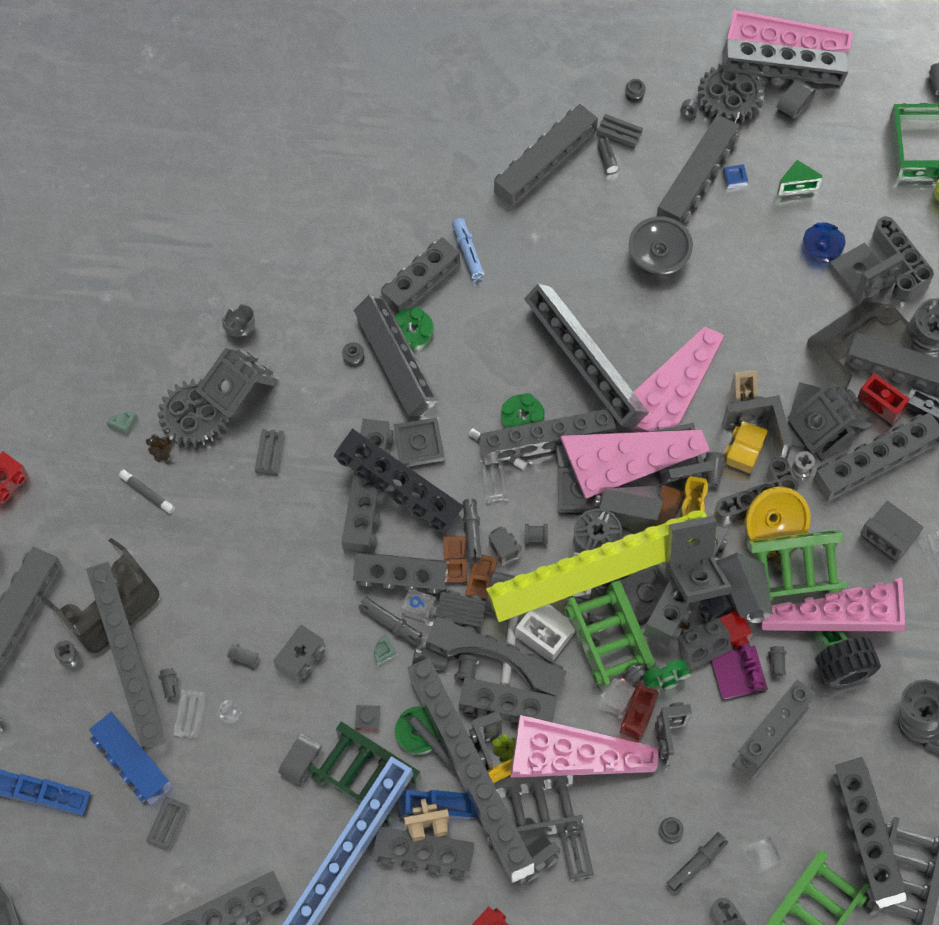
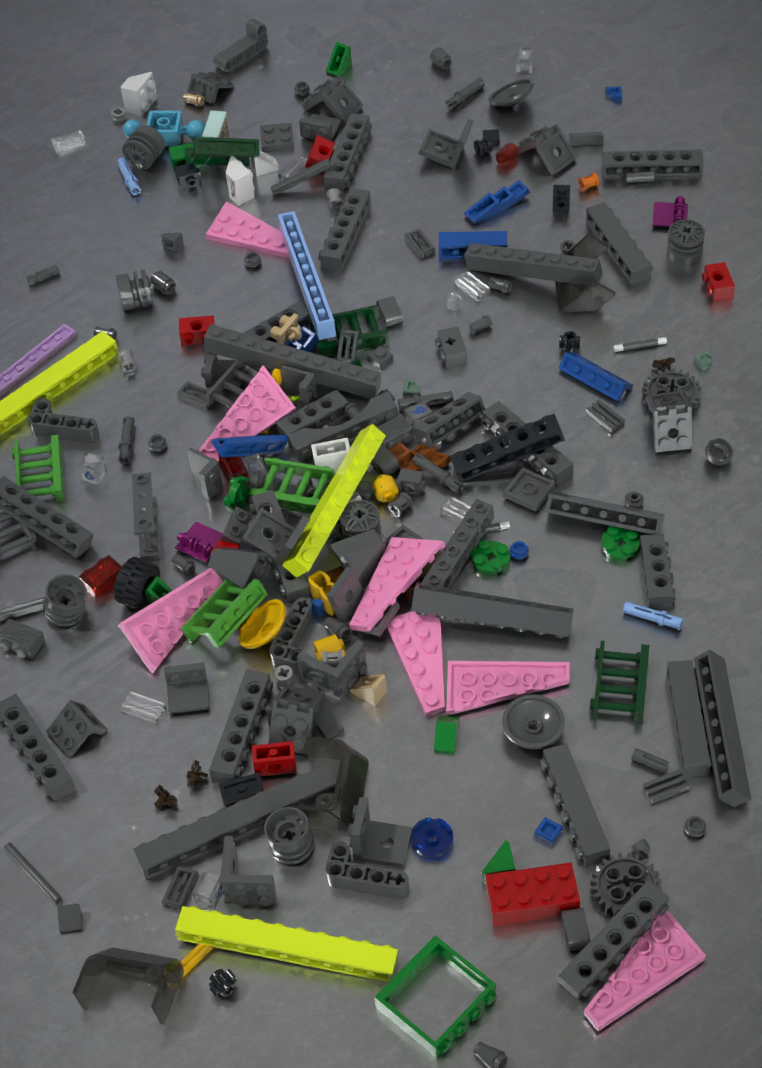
camera: 135 degrees right, 15 degrees down
(194, 552) = (569, 341): none -> black gear
(228, 494) = (594, 375): none -> blue fence
(398, 750) = (349, 333): none -> dark grey tile
(494, 398) = (519, 550): none -> blue plate
(532, 557) = (385, 488): none -> yellow head
(535, 122) = (722, 729): none -> dark grey brick
(554, 202) = (638, 675): none -> dark green fence
(610, 708) = (250, 445): none -> blue fence
(645, 310) = (489, 682): none -> bright pink wing
(710, 504) = (317, 607): none -> blue tile
(723, 307) = (446, 734): none -> green slope
(758, 426) = (332, 658): none -> light grey bush
(800, 138) = (531, 893): none -> red brick
(862, 718) = (101, 576): none -> clear red brick

